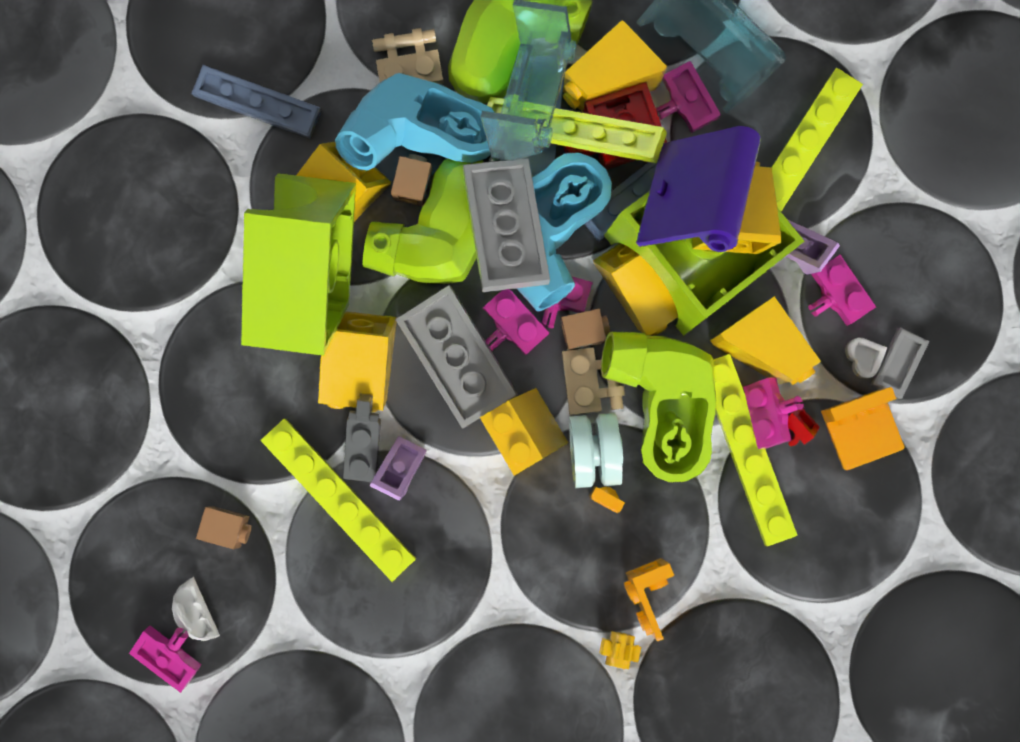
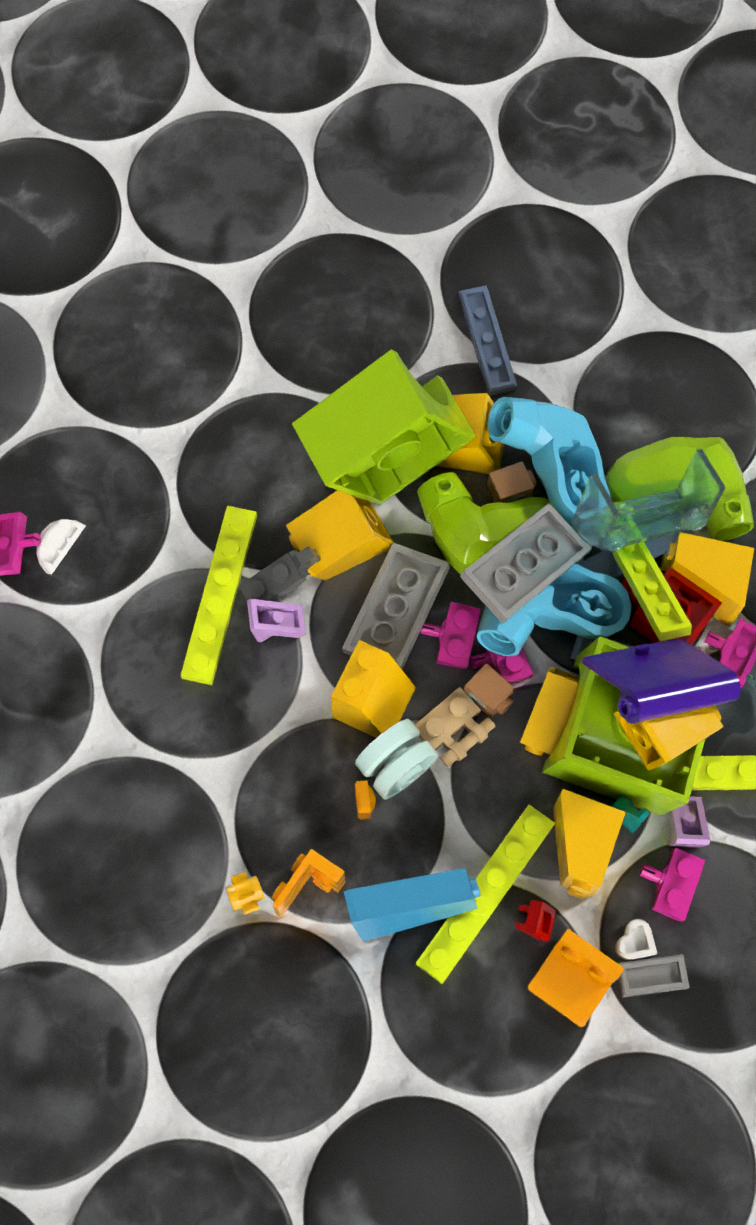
camera: 55 degrees right, 15 degrees down
(224, 527) = (139, 521): medium nougat brick -> none
(419, 65) = (607, 437): tan plate -> none
(675, 400) = (482, 799): lime piece -> none
(723, 520) = (410, 902): none -> dark azure slope
(766, 289) = (633, 817): none -> teal tile
(770, 412) = (529, 884): dark pink plate -> none

